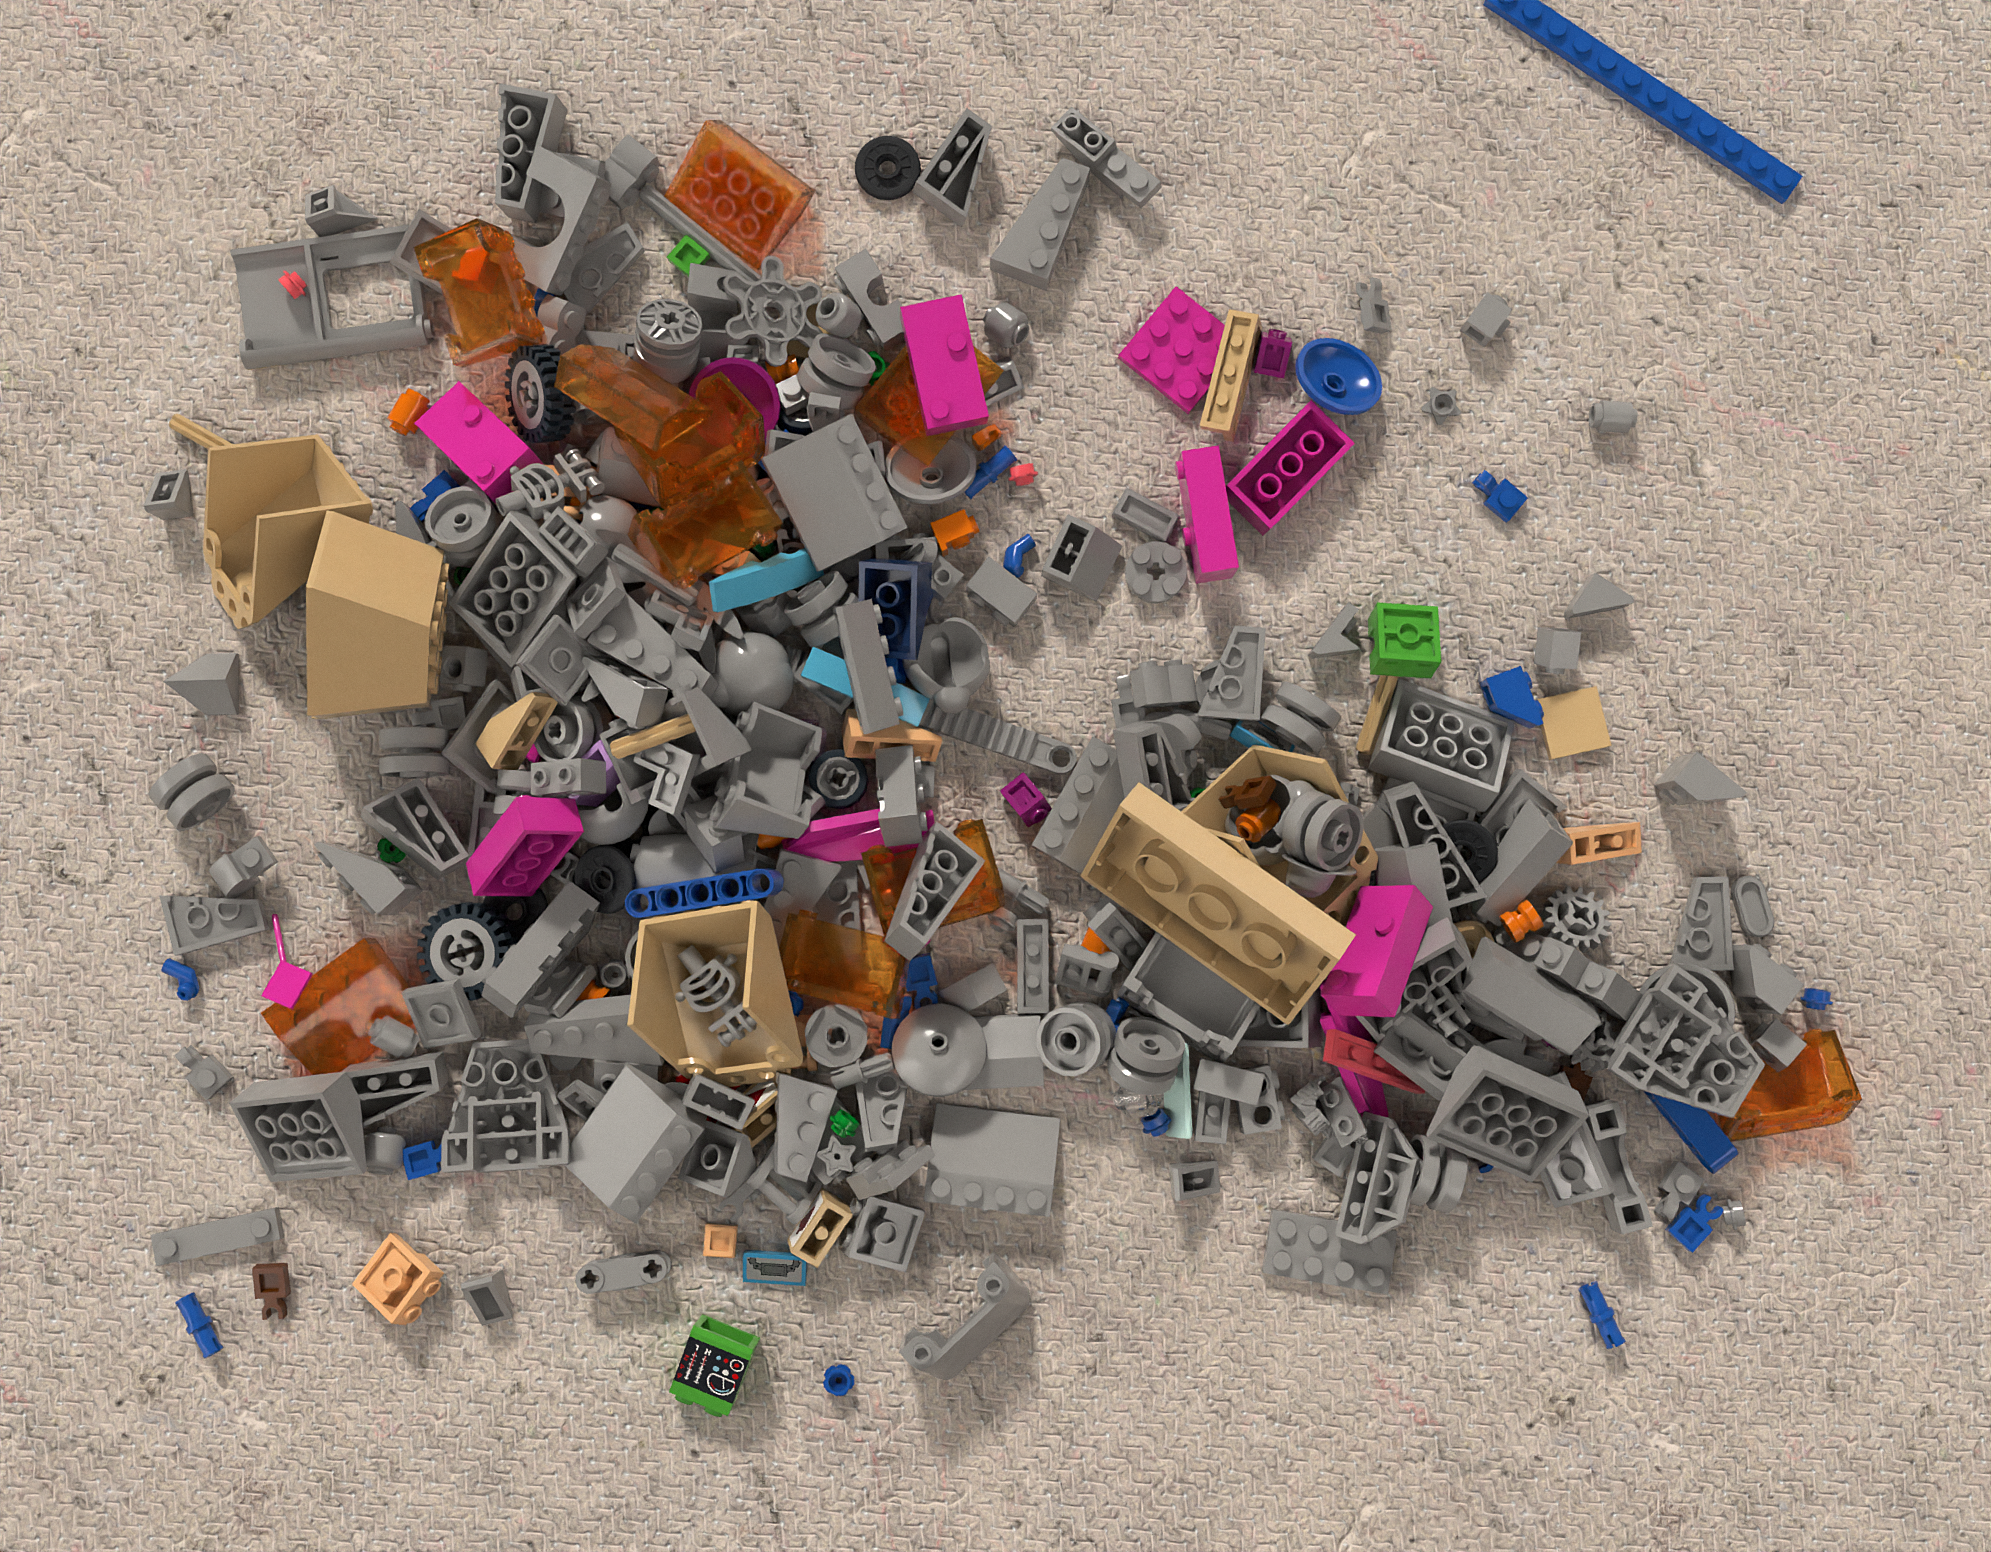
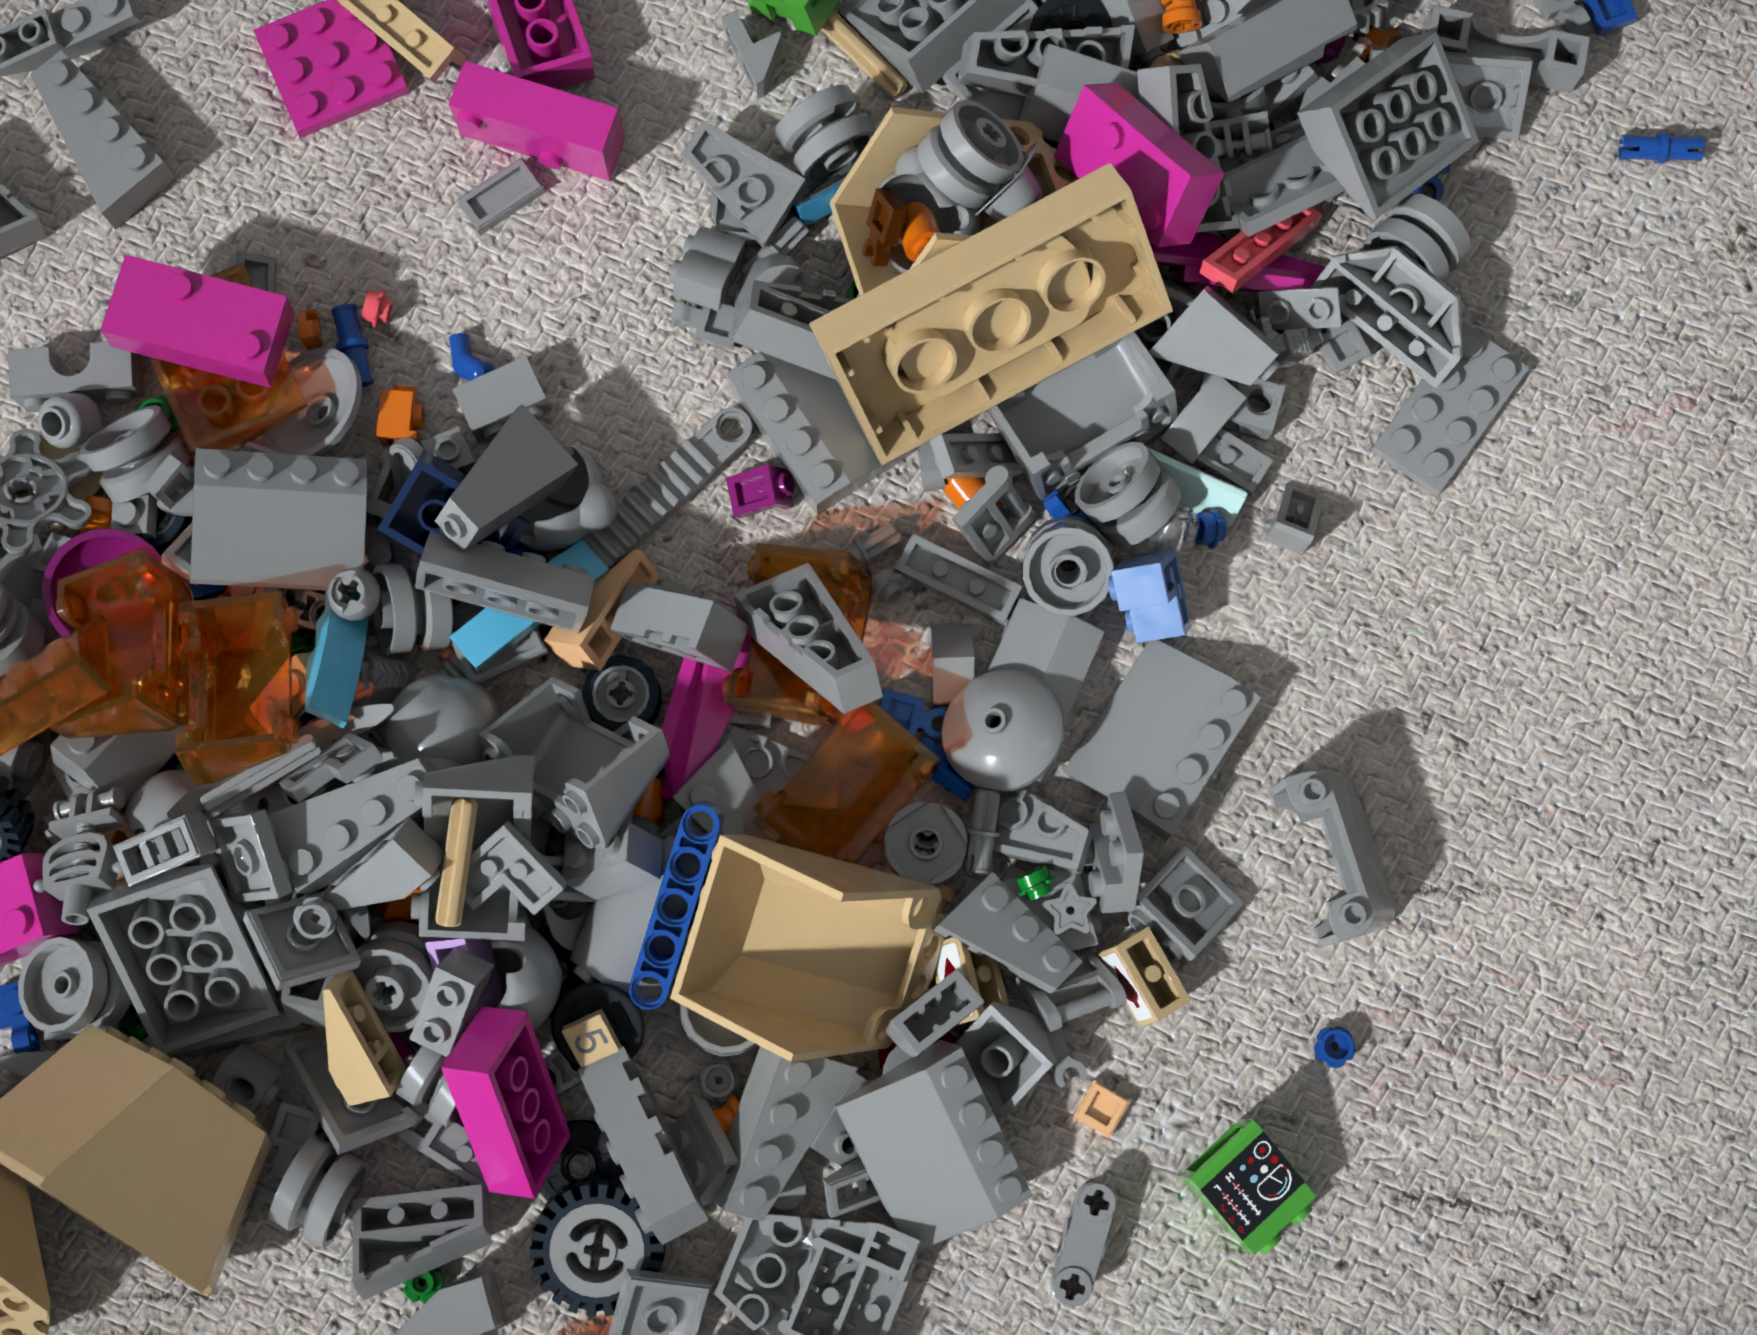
camera: 65 degrees left, 5 degrees down
(567, 662) = (312, 929): none -> light grey plate
(593, 879) = (591, 1038): none -> tan tile
(699, 969) = (764, 960): light grey torso -> none
(773, 1268) = (1165, 1058): slope -> none
(815, 577) = (343, 604): none -> light grey piece
(938, 630) = (508, 479): none -> light grey slope
(1006, 325) = (191, 239): light grey head -> none
(1081, 558) = (510, 288): light grey slope -> none
(1084, 1106) = (1151, 595): none -> brick
(1142, 583) = (567, 194): light grey plate -> none
(1284, 1067) = (1218, 342): none -> light grey slope

